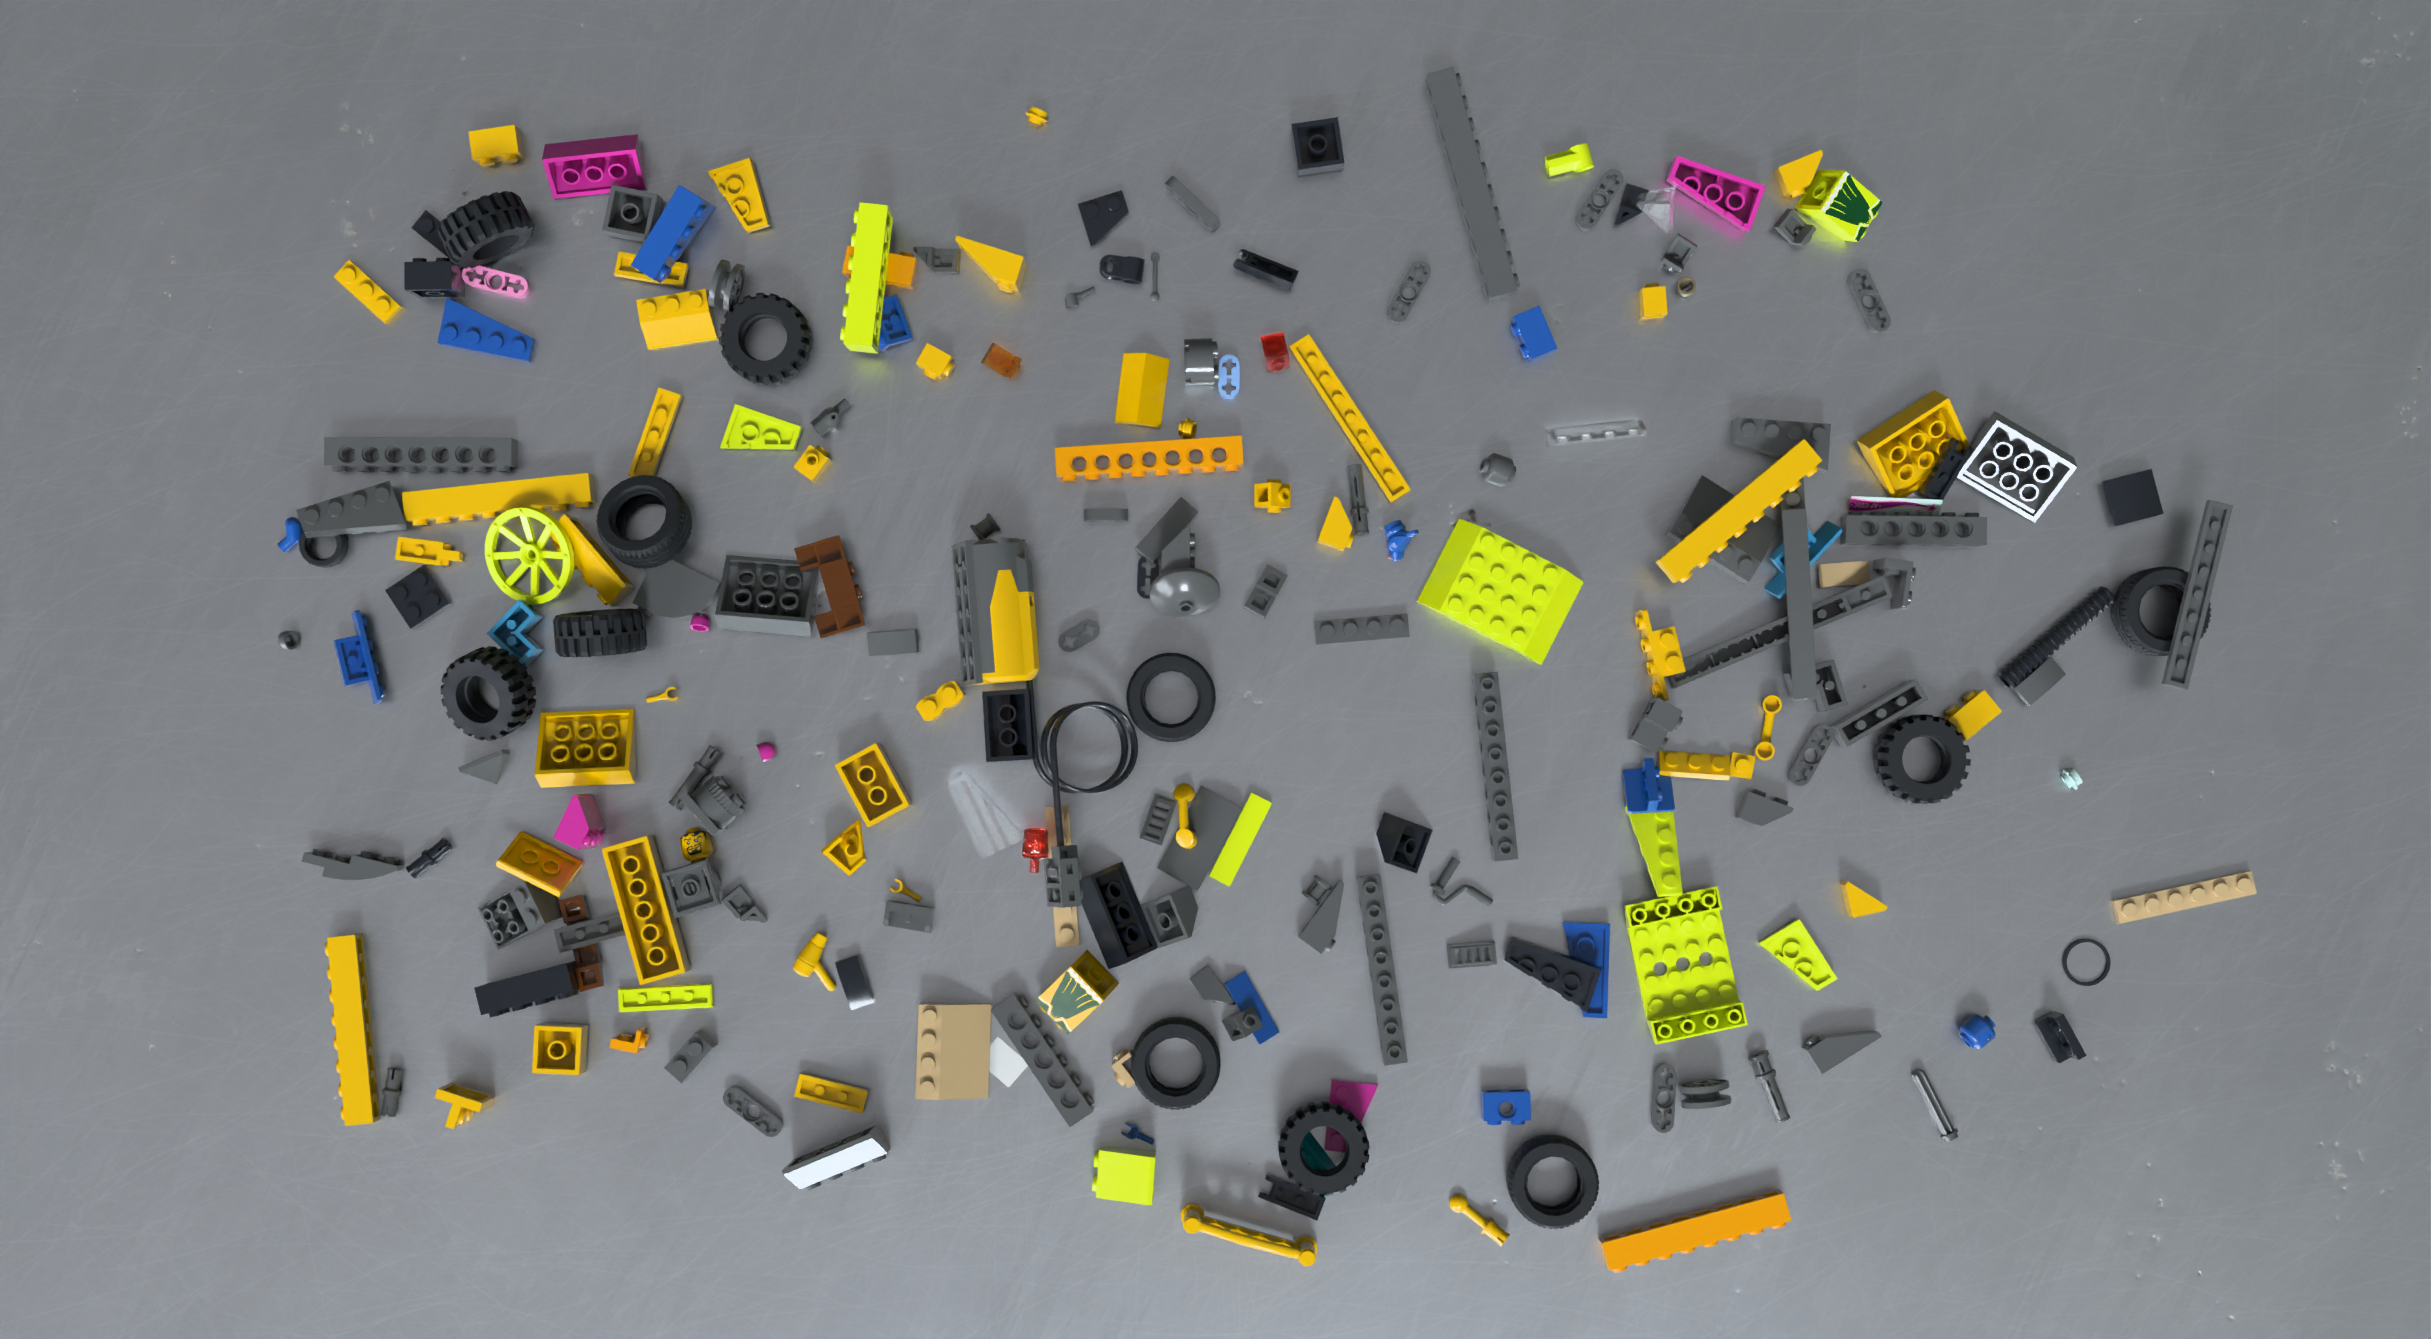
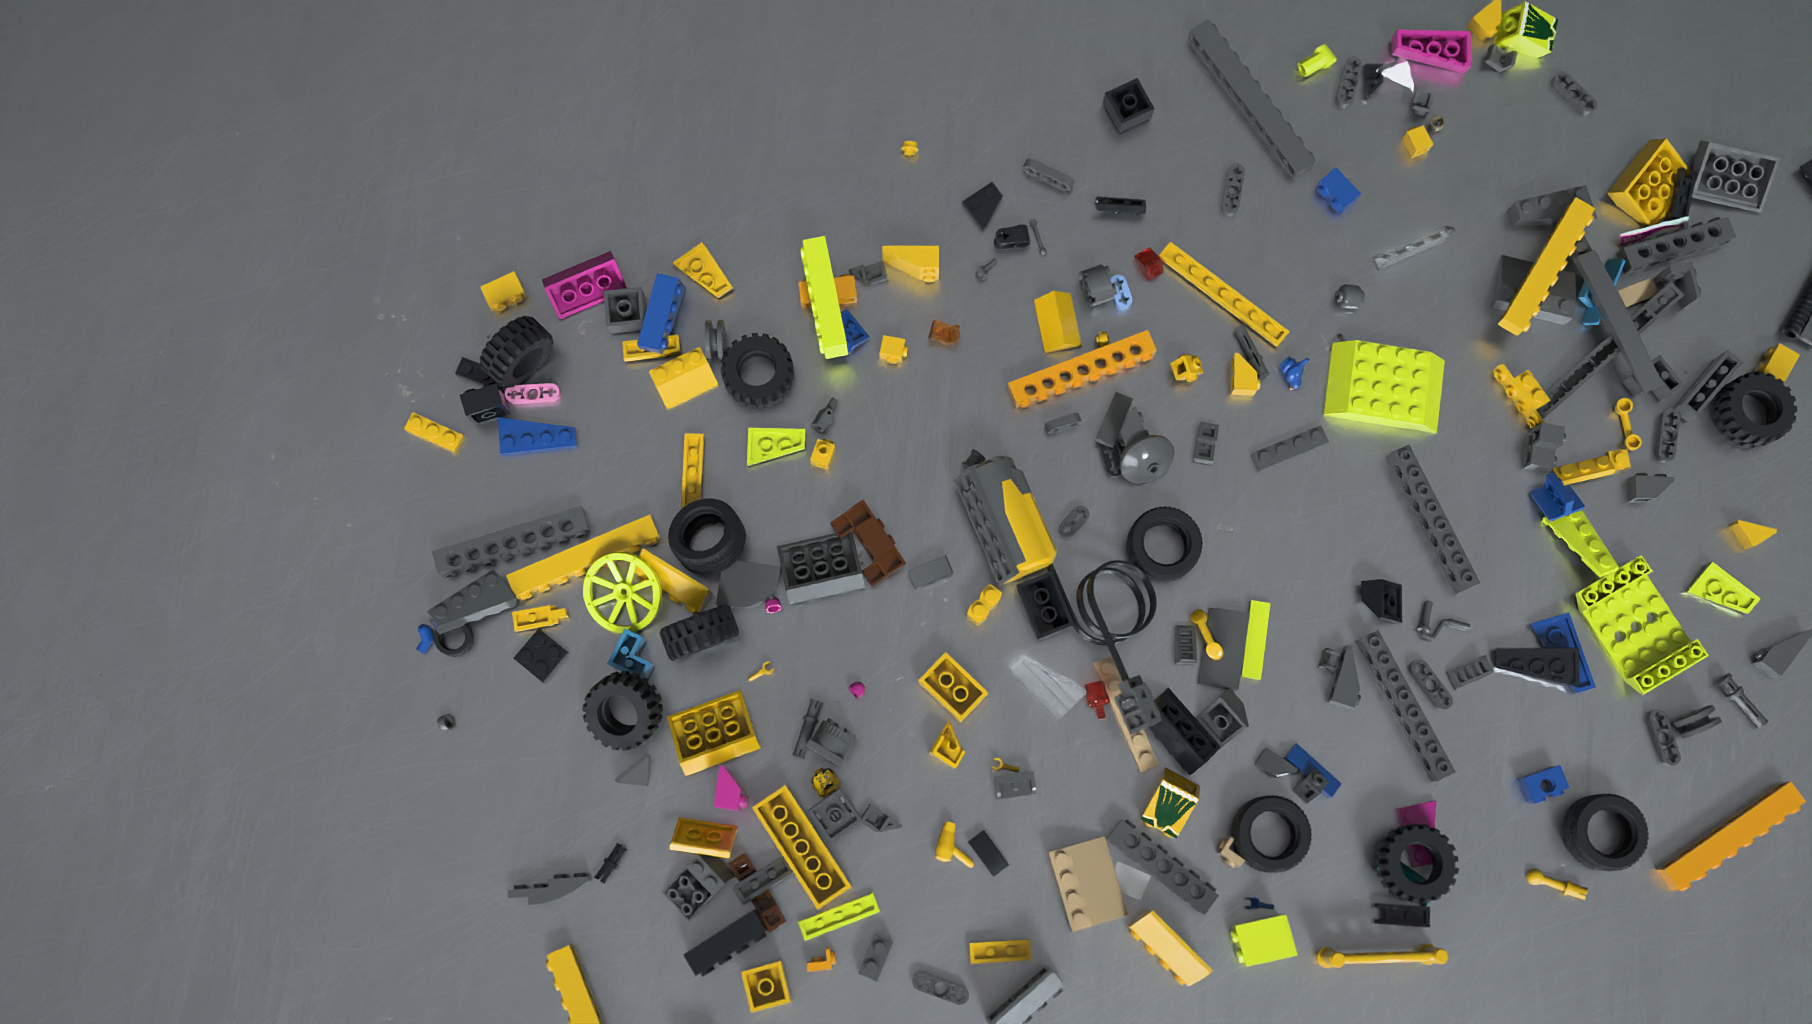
camera: 20 degrees left, 10 degrees down
(356, 660) = (506, 720): blue bracket -> none
(1017, 1149) = (1169, 948): none -> yellow slope
(1422, 935) = (1422, 683): none -> dark grey beam

